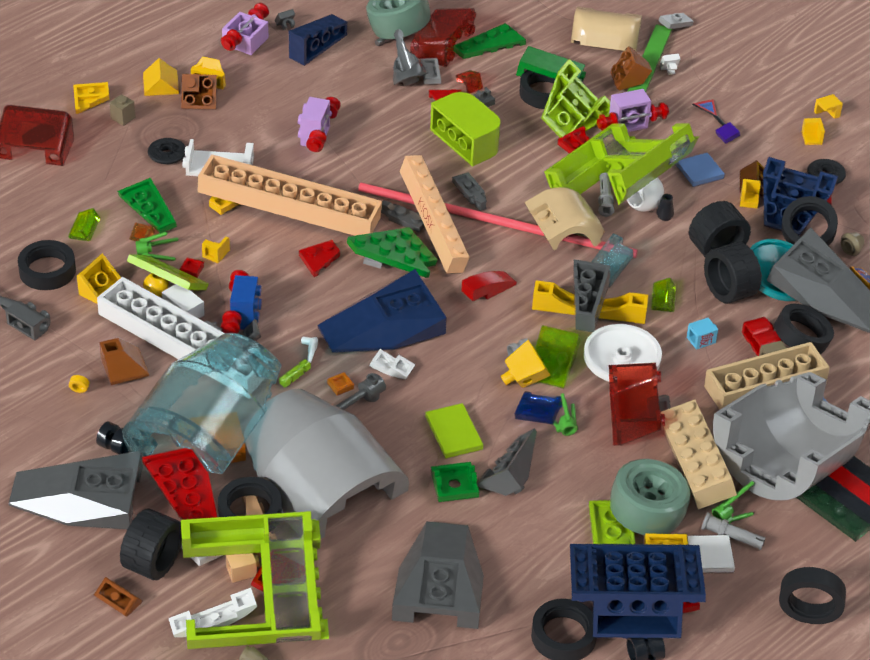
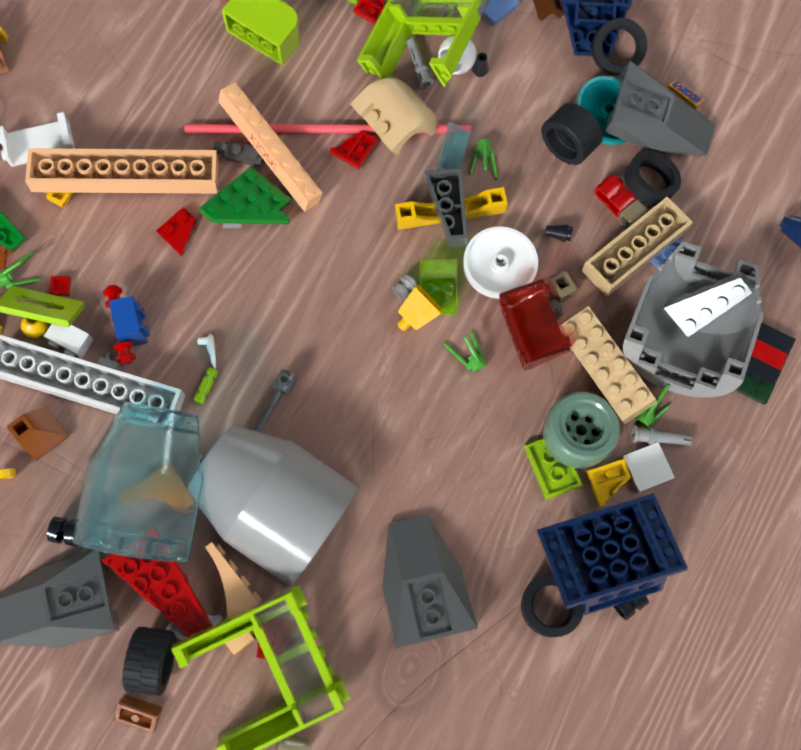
camera: 20 degrees left, 30 degrees up
(215, 251) = (76, 257): yellow panel -> none
(221, 615) = (234, 709): white slope -> none
(249, 486) = (201, 572): black tyre -> none
(252, 331) = (147, 350): dark grey slope -> none
(316, 121) = (115, 64): lavender brick -> none
(340, 383) = (252, 382): orange tile -> none
(386, 318) = (267, 291): dark blue wedge -> none
(395, 367) = (293, 344): white slope -> none
(454, 430) = (376, 403): lime tile -> none
(461, 472) = (403, 454): green piece -> none
(470, 190) = (292, 99): dark grey hinge -> none
(486, 284) = (348, 215): red slope -> none
(511, 468) = (444, 434): dark grey wedge -> none
(516, 240) = (356, 149): none -> red wing
(538, 408) = (444, 356): clear blue plate -> none
(642, 271) = (484, 150): none -> bright green plant
(664, 295) = (511, 172): clear neon green slope -> none
(678, 390) = (564, 280): none -> dark tan brick
(696, 351) = (559, 232): none -> black cone
(702, 333) = (562, 209): medium azure brick -> none
(718, 226) = (543, 85): black tyre -> none
(750, 193) = (550, 22): yellow panel -> none
(812, 578) = (759, 499): black tyre -> none
(818, 425) = (704, 305): none -> wedge
(852, 243) = (660, 53): dark tan cone -> none

